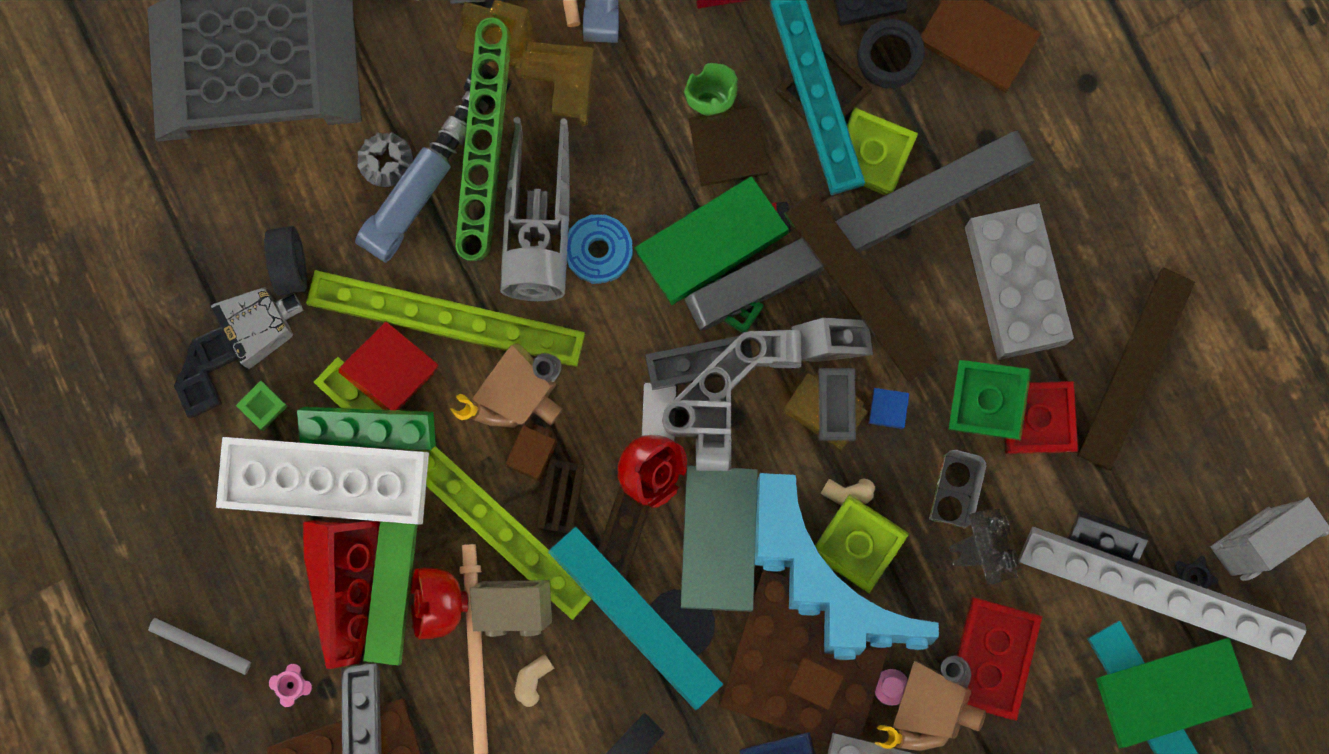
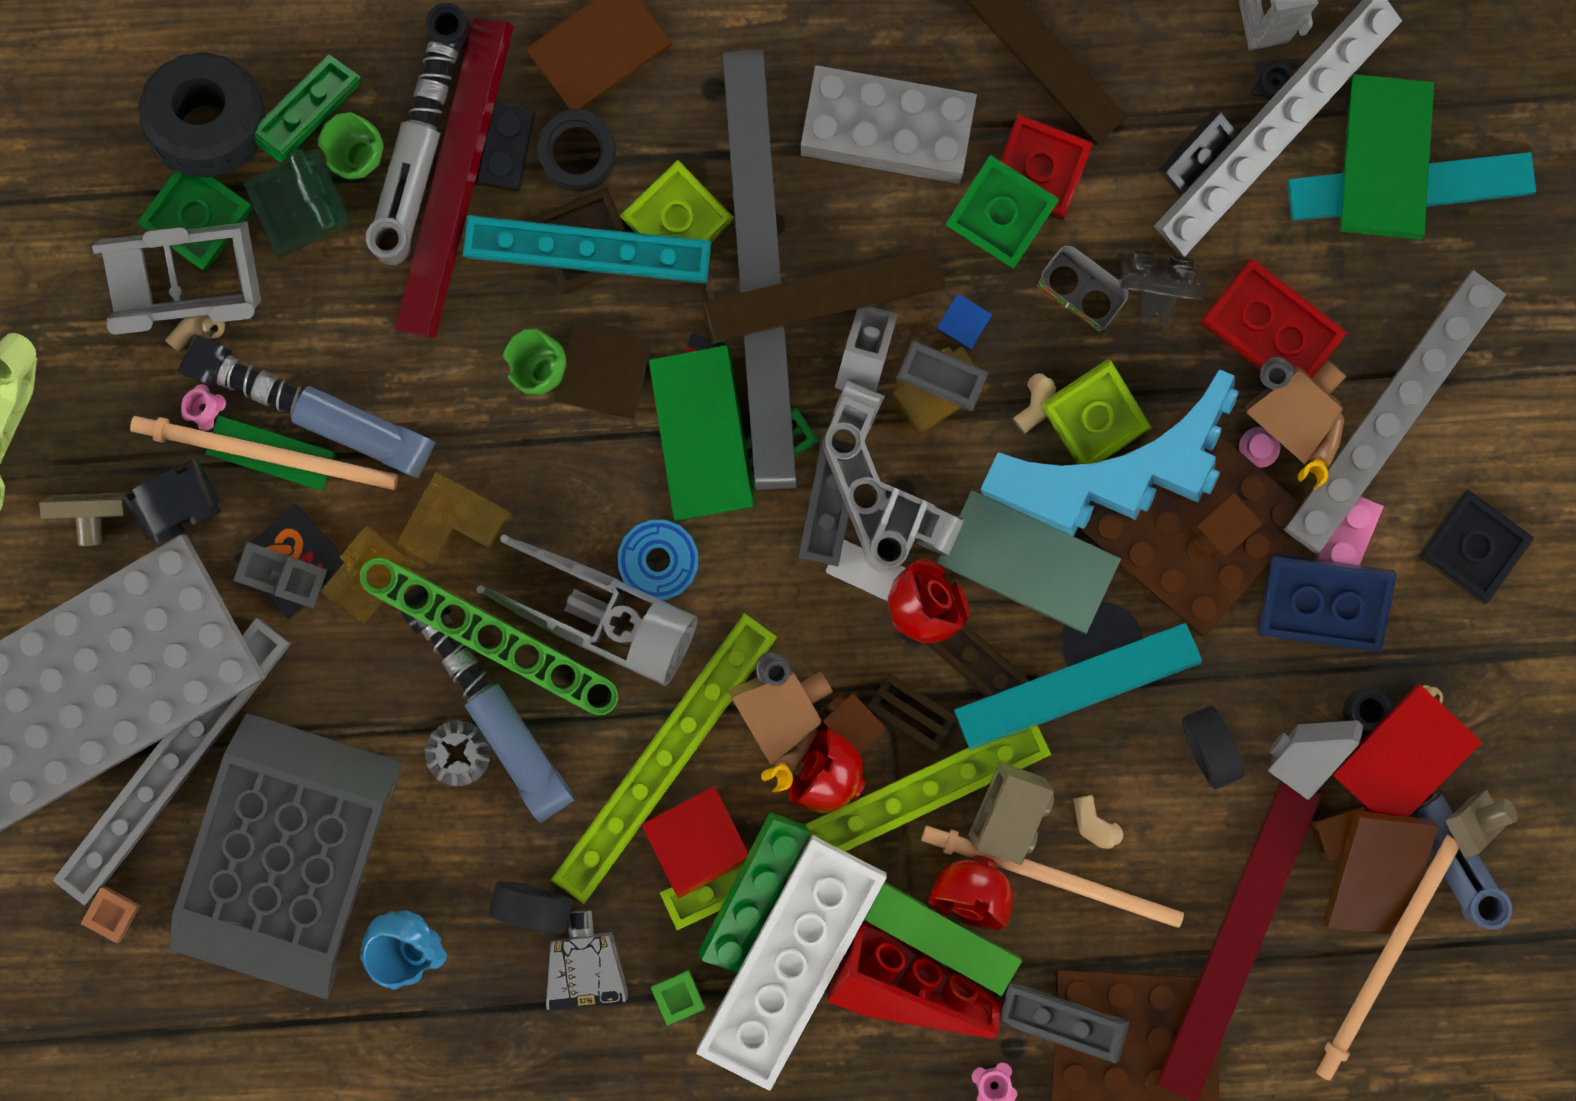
camera: 65 degrees left, 5 degrees up
(194, 382) = (618, 1061): black tile -> none
(214, 176) = (399, 949): none -> dark azure hair
(482, 449) = (829, 774): none -> red cylinder

